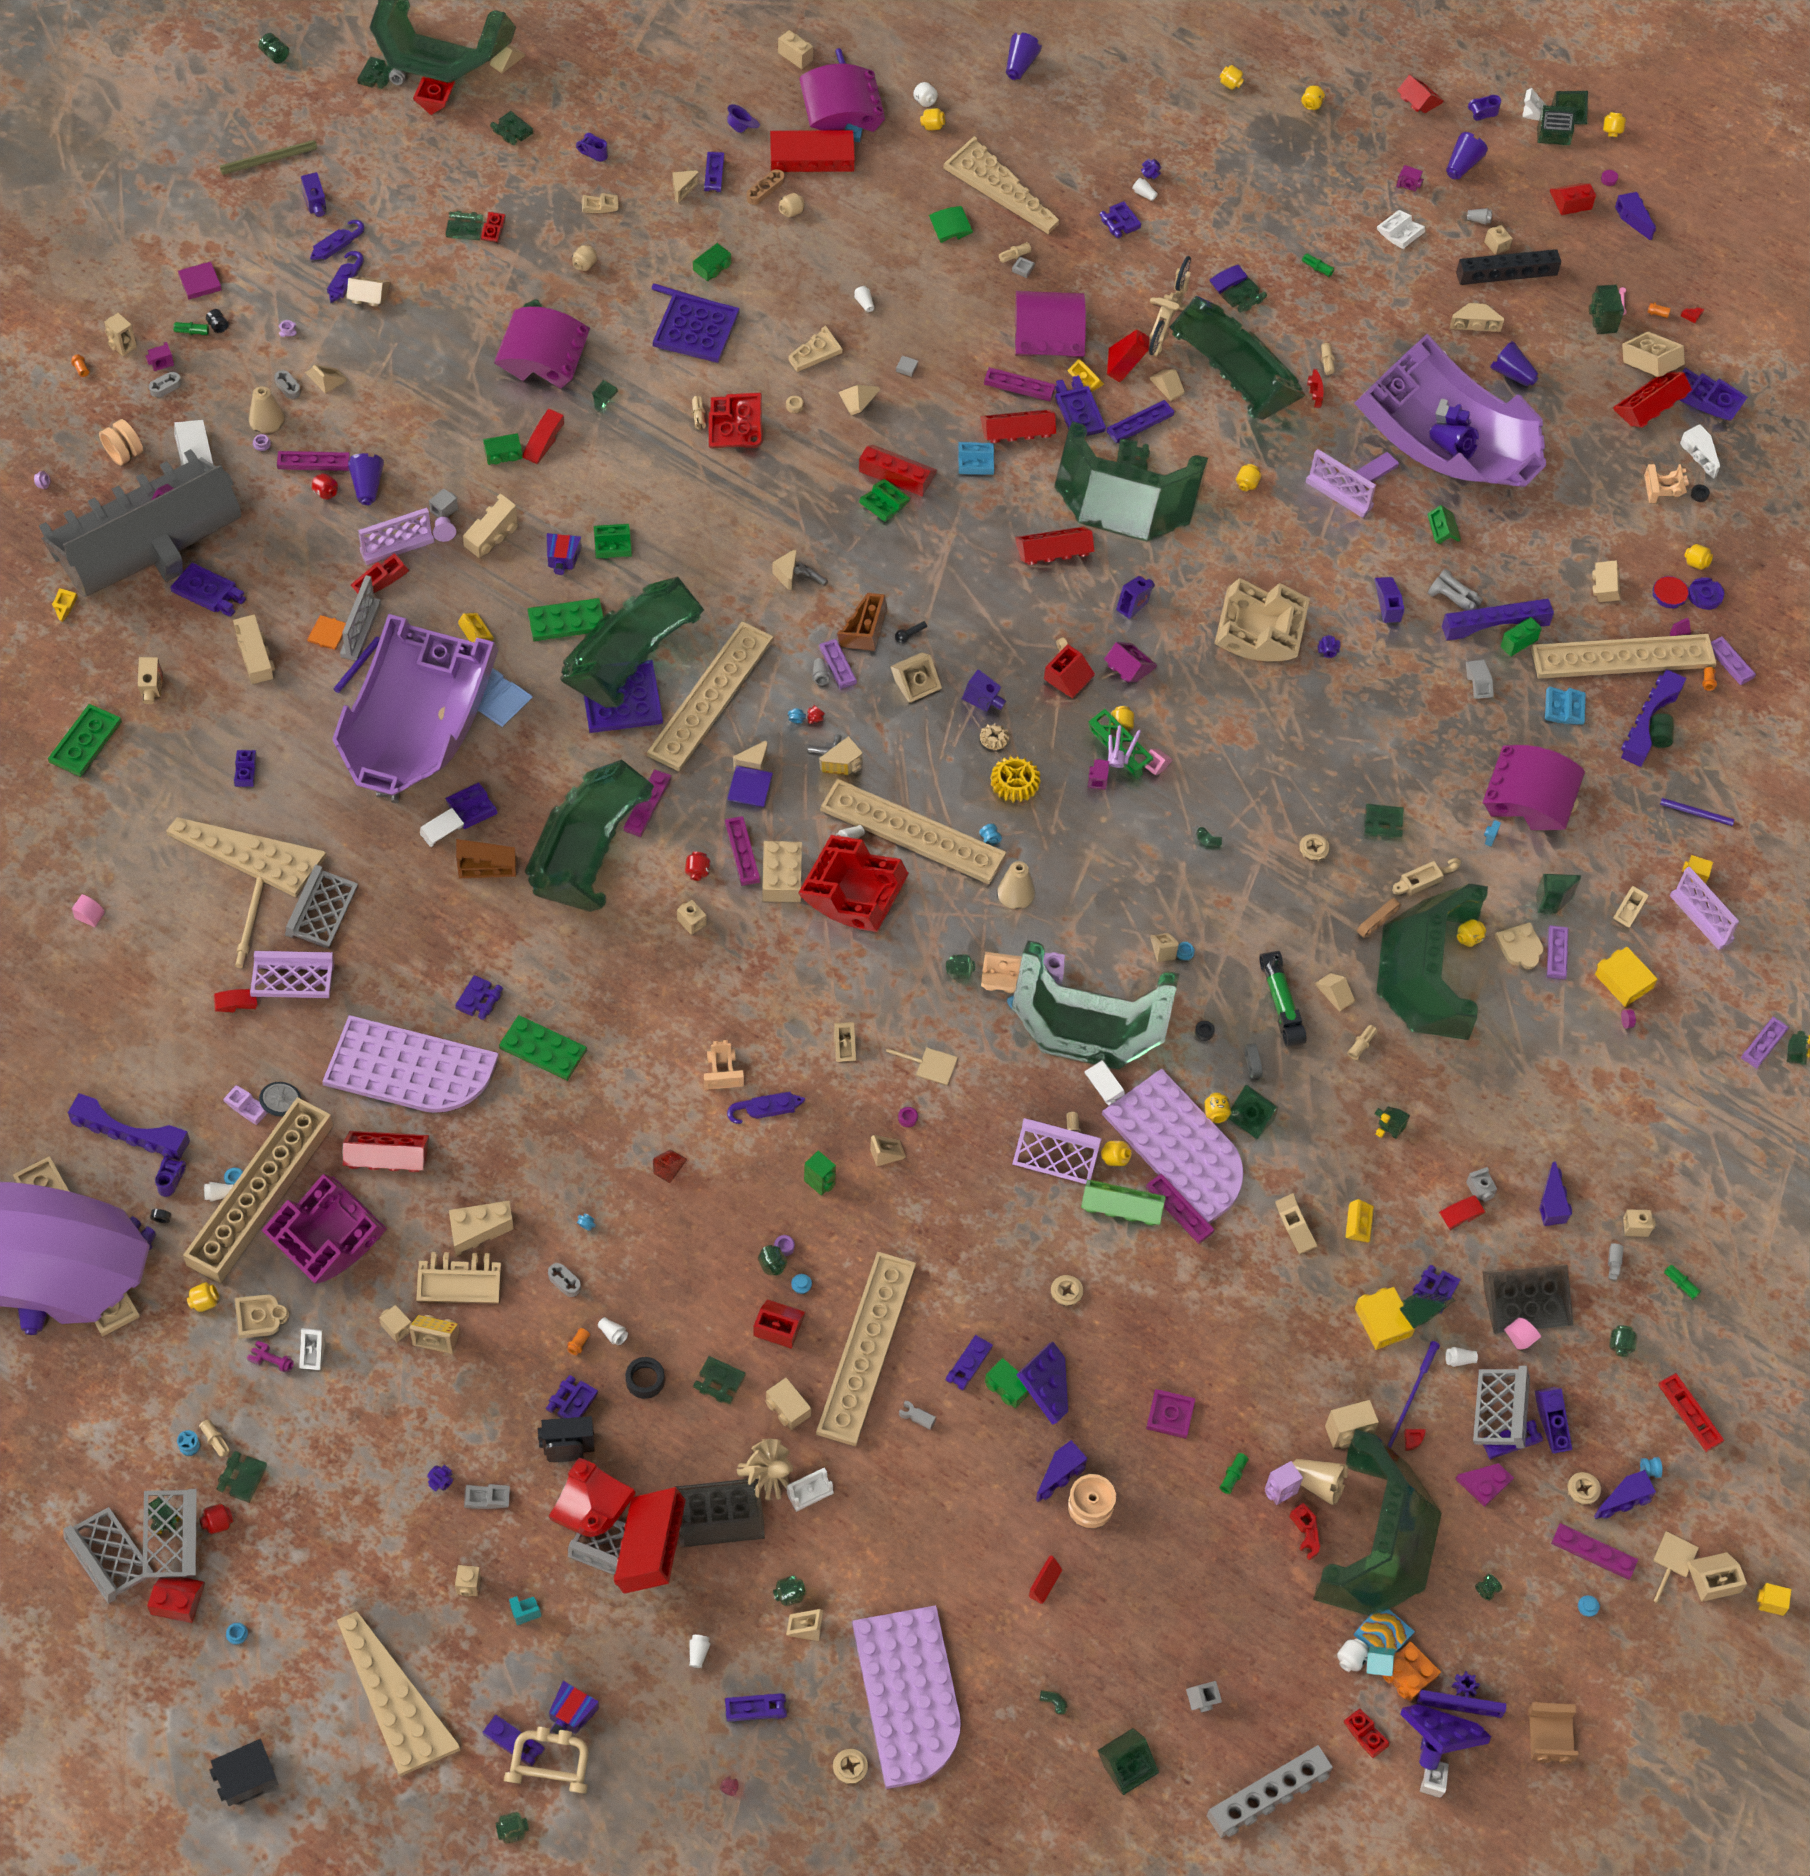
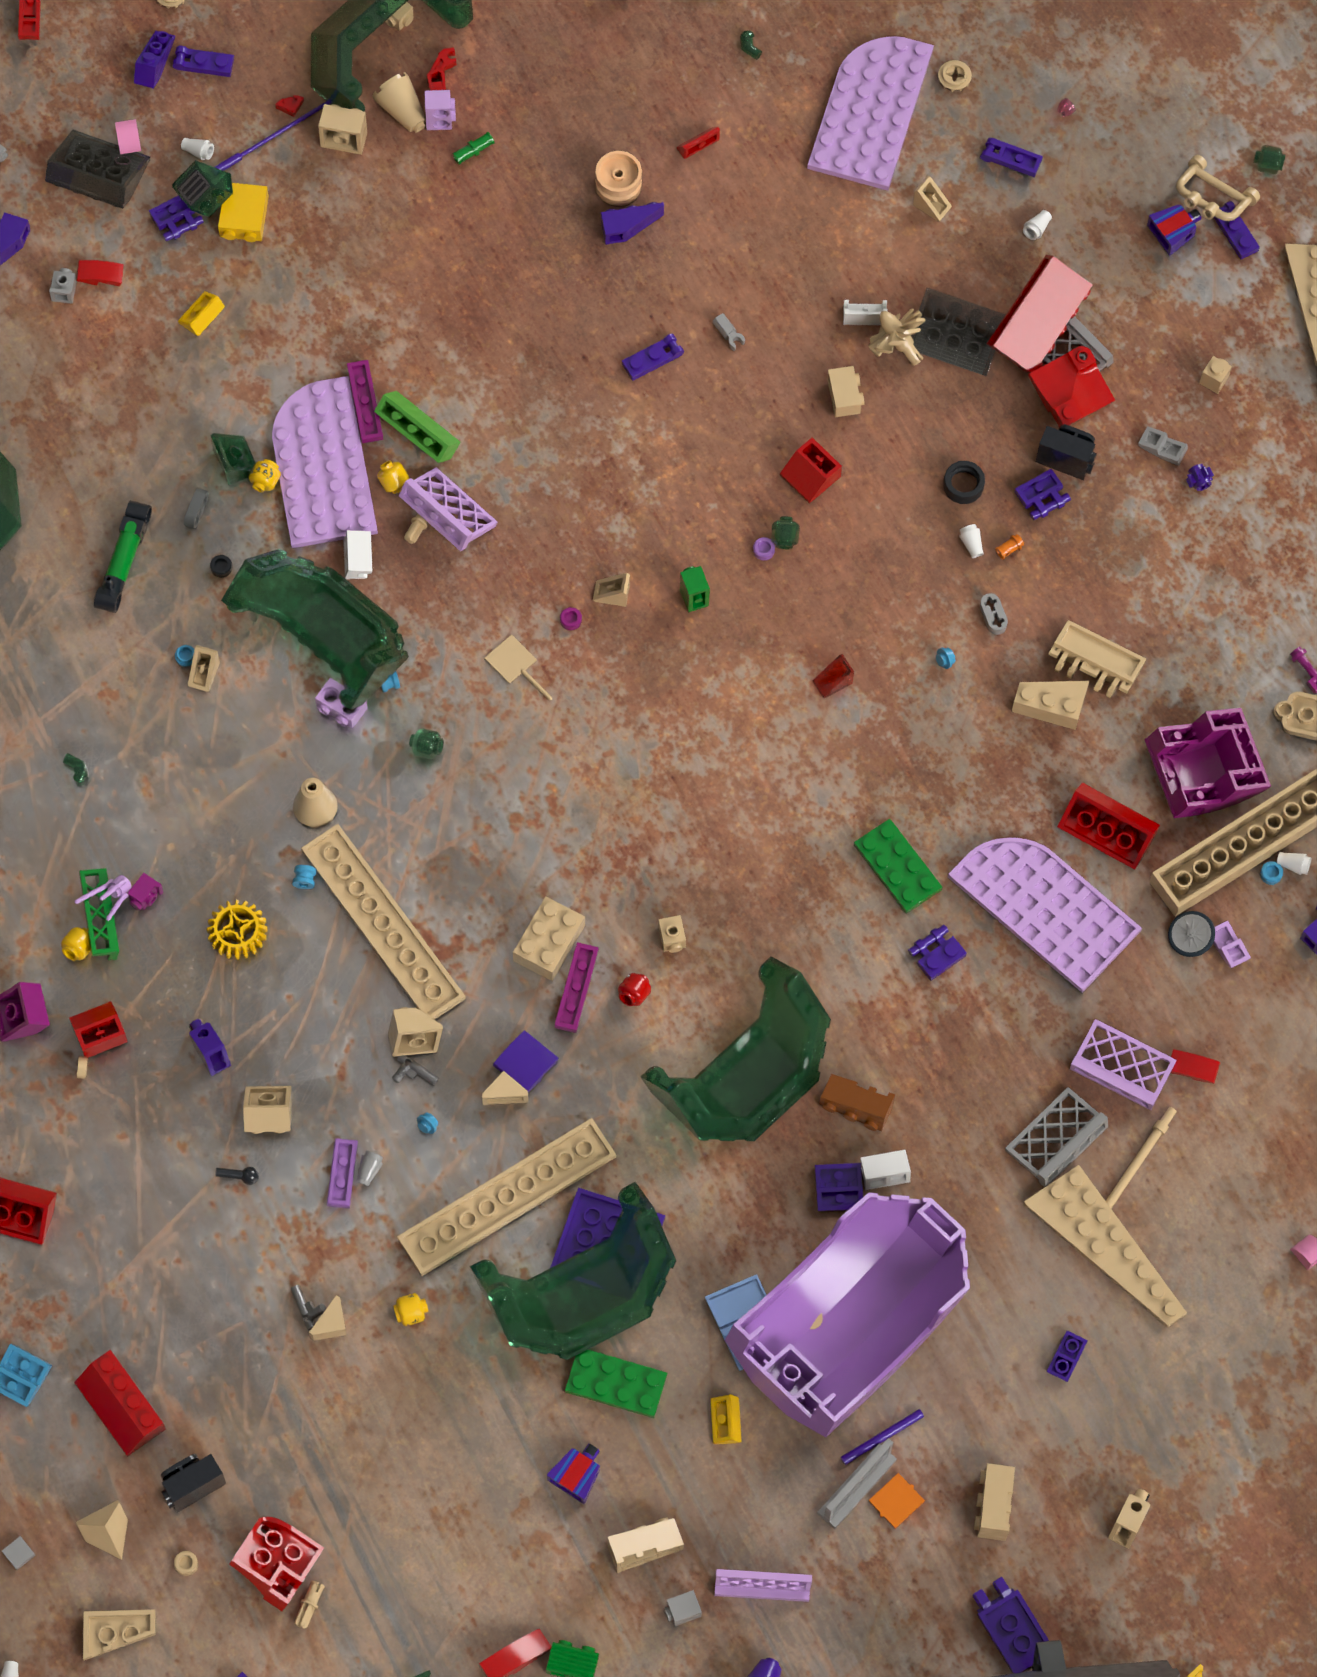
camera: 150 degrees left, 10 degrees up
(84, 740) = (1233, 1479): green plate -> none
(312, 1348) = (1267, 657): white slope -> none
(382, 574) = (803, 1544): red slope -> none
(395, 1323) = (1177, 640): tan brick -> none
(434, 1333) = (1144, 611): tan slope -> none
(444, 529) = (698, 1576): lavender piece -> none
(524, 1610) = (1174, 329): teal panel -> none
(612, 541) = (508, 1466): green slope -> none
(644, 811) = (637, 1104): magenta plate -> none
(721, 1374) = (889, 450): clear green plate -> none
(722, 1054) = (733, 743): light nougat tile -> none
(736, 599) = (410, 1309): none -> yellow head
(766, 1106) = (704, 696): dark purple plate -> none
(789, 1591) = (931, 234): clear green head -> none
(801, 1283) = (768, 502): dark azure plate -> none
(815, 715) = (404, 1116): red plate -> none
(818, 437) = (190, 1481): none -> black brick
(844, 1041) = (590, 721): tan slope -> none
(853, 832) = (454, 949): white cone -> none
(853, 883) = (483, 883): red slope -> none
(865, 624) = (285, 1198): dark orange wedge -> none
(866, 1349) = (740, 413): tan plate -> none
(884, 500) = (161, 1368): green slope -> none
(992, 742) = (232, 1004): tan gear -> none
(1000, 972) = (392, 710): light nougat bracket -> none
(1004, 1381) = (629, 318): green brick -> none
(1046, 1382) = (593, 300): dark purple plate -> none
(1065, 1282) = (525, 370): tan gear -> none
(1159, 763) = (68, 878): bright pink brick -> none
(1170, 1413) = (495, 227): magenta tile -> none
(1296, 1224) = (265, 336): tan slope -> none
(1336, 990) = (63, 544): tan slope -> none
(1362, 1042) = (74, 476): tan axle -> none
(1391, 1121) = (105, 383): clear green piece -> none
(1485, 1482) = (252, 38): magenta wing -> none
(1519, 1404) = (180, 73): light grey fence -> none
(1623, 1340) = (41, 89): clear green head -> none

